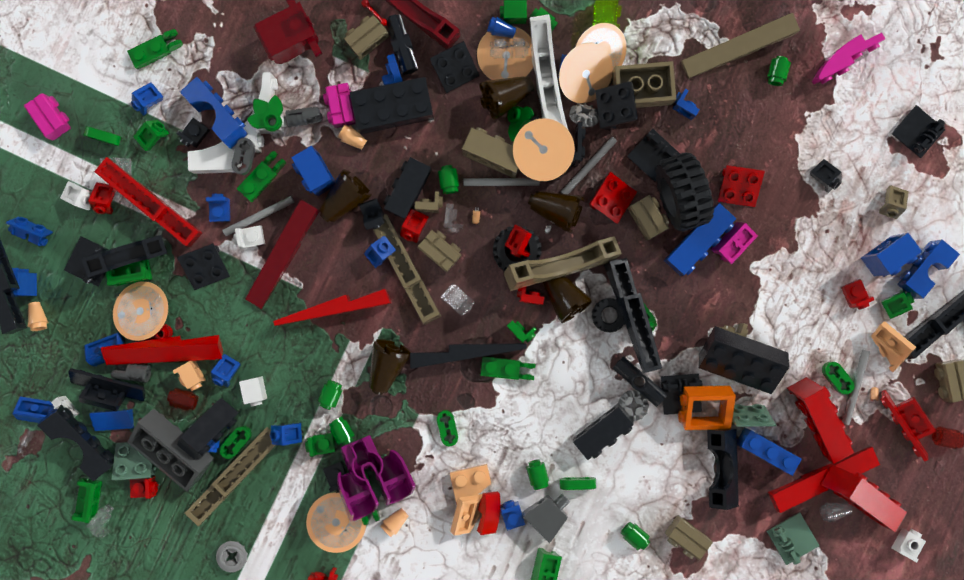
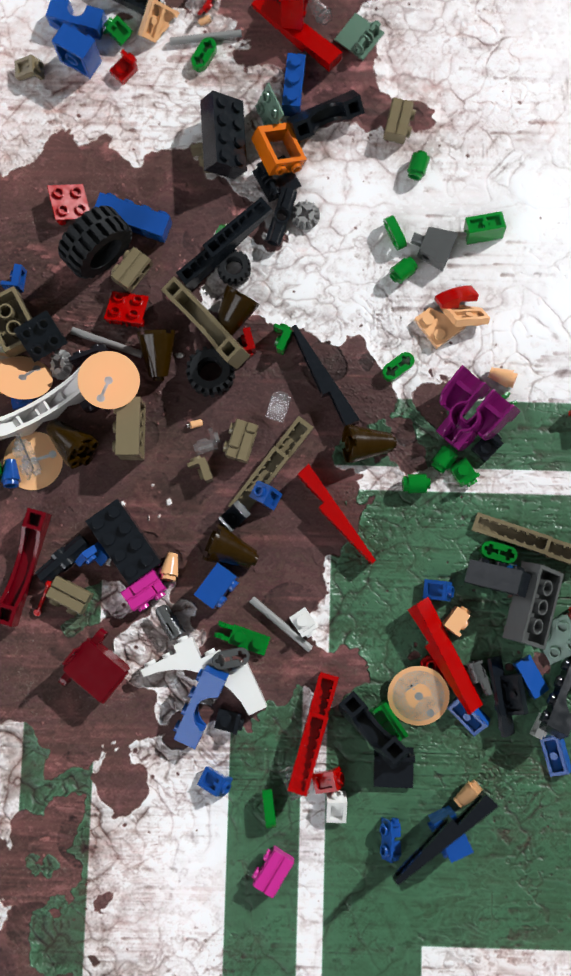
camera: 115 degrees left, 5 degrees down
(150, 133) = (247, 762): green bracket -> none
(154, 49) = (164, 797): green hinge -> none
(182, 399) = (482, 618): clear red brick -> none
(203, 266) = (350, 653): black hinge -> none
(218, 208) = (290, 664): blue bracket -> none
(253, 391) = (444, 555): white brick -> none
(265, 113) = (179, 655): green plate -> none
(282, 253) = (307, 584): dark red slope -> none
(286, 434) = (470, 508): blue bracket -> none
(330, 525) = (531, 432): light nougat piece -> none
(407, 188) = (196, 495): black brick -> none
(413, 226) = (228, 475): red bracket -> none
(448, 179) = (172, 461): green brick -> none
(454, 66) = (64, 501): black hinge -> none
(500, 182) = (154, 415): light grey bar -> none
(505, 368) = (322, 338): green hinge -> none
(512, 514) = (448, 277): blue bracket -> none
(518, 117) = (92, 416): green plate -> none
(518, 241) = (202, 368): red bracket -> none
(603, 432) = (339, 228): black brick -> none
(650, 152) = (72, 290): black hinge -> none
(735, 242) = (122, 185): dark pink hinge -> none
(822, 419) = (245, 52): red wedge -> none
(827, 175) = (28, 133): black bracket -> none

